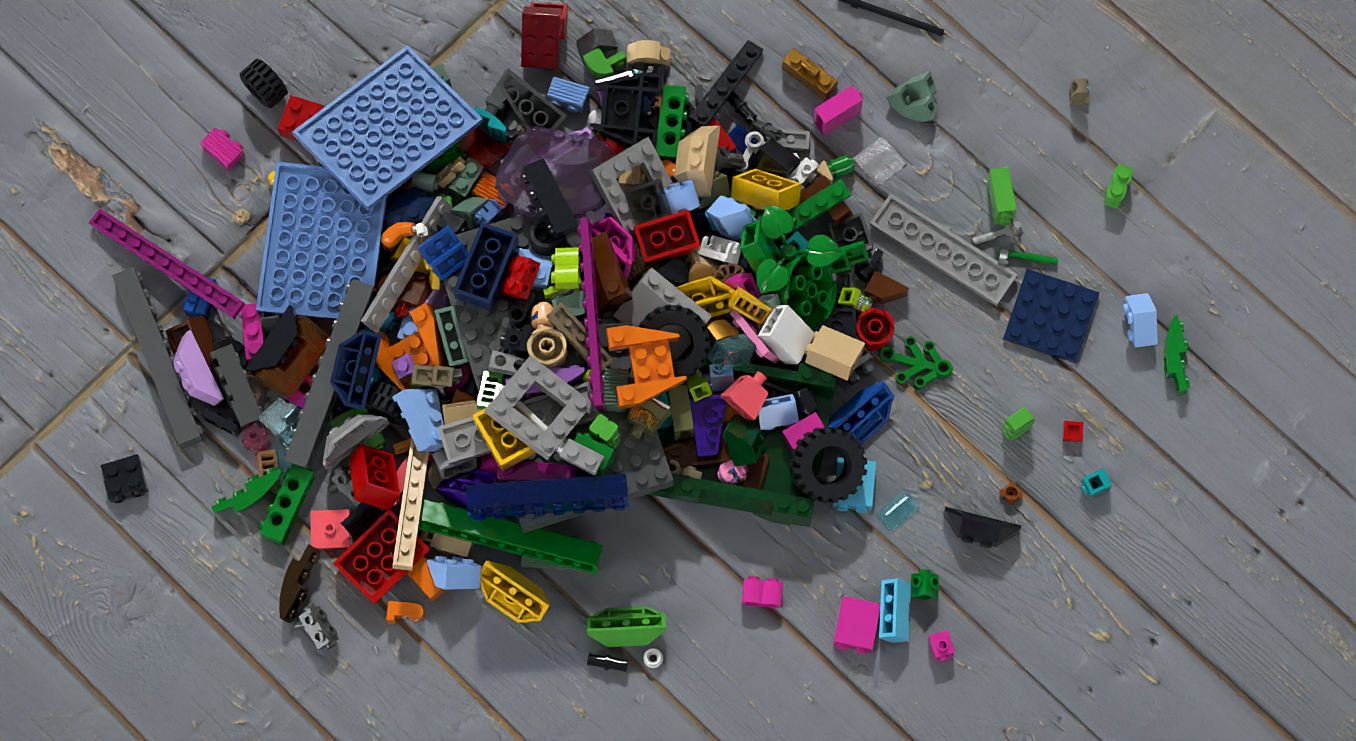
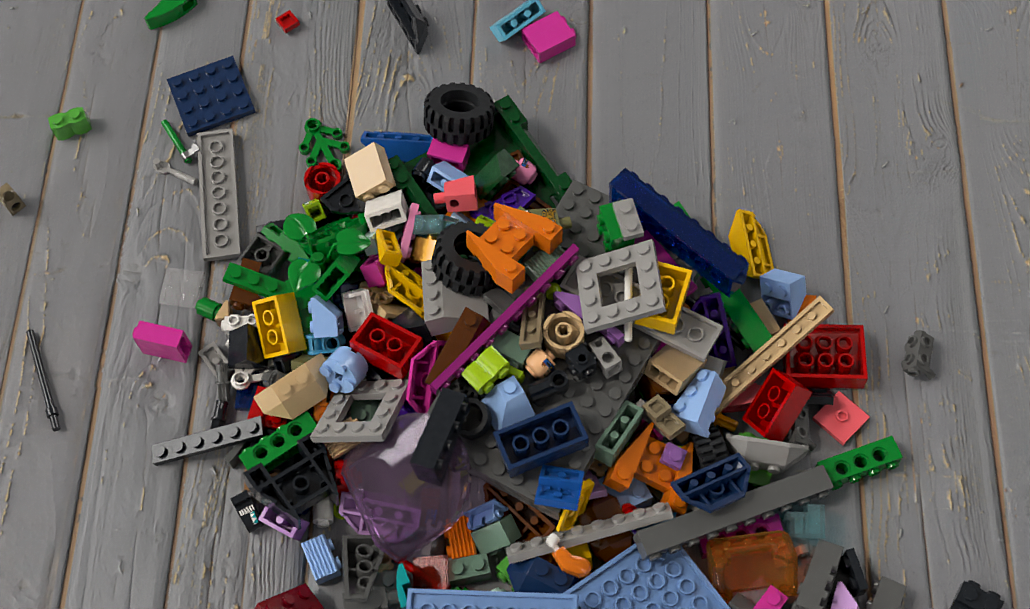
camera: 130 degrees left, 10 degrees down
(255, 438) = (838, 531): clear pink brick -> none
(256, 489) = (876, 493): green slope -> none
(268, 454) = (838, 515): medium nougat slope -> none
(277, 344) = (756, 573): black wedge -> none
(292, 589) = (906, 399): dark brown slope -> none
(404, 610) = (844, 313): orange leg -> none
(449, 172) = (476, 583): tan plate -> none
(456, 223) = (525, 525): black brick -> none
(483, 404) = (639, 341): slope -> none
(519, 277) = (526, 399): red plate -> none
(596, 38) = (254, 580): flat silver slope -> none
(600, 66) = (273, 555): bright green brick -> none
(605, 431) = (589, 236): bright green brick -> none
(607, 662) = (732, 156): black pin -> none
(626, 626) = (693, 162): bright green wedge -> none
(648, 53) = (231, 526): tan brick -> none
(648, 201) = (367, 383): clear smoke slope -> none
(648, 654) = (698, 129): white plate -> none
(687, 471) = (551, 196): dark tan plate -> none
(762, 593) = (585, 105): dark pink brick -> none
(809, 74) = (146, 391): pearl gold piece -> none
(884, 289) = (285, 202): reddish brown slope -> none
(897, 510) = (437, 77): clear light blue slope -> none
(915, 98) = (105, 304): sand green brick -> none
(924, 585) = (482, 18): green brick -> none
(1001, 196) = (142, 182): bright green brick -> none
(1011, 498) = (369, 21): dark orange plate -> none
(1018, 424) = (313, 47): bright green brick -> none
(1142, 320) = (162, 36): light blue brick -> none

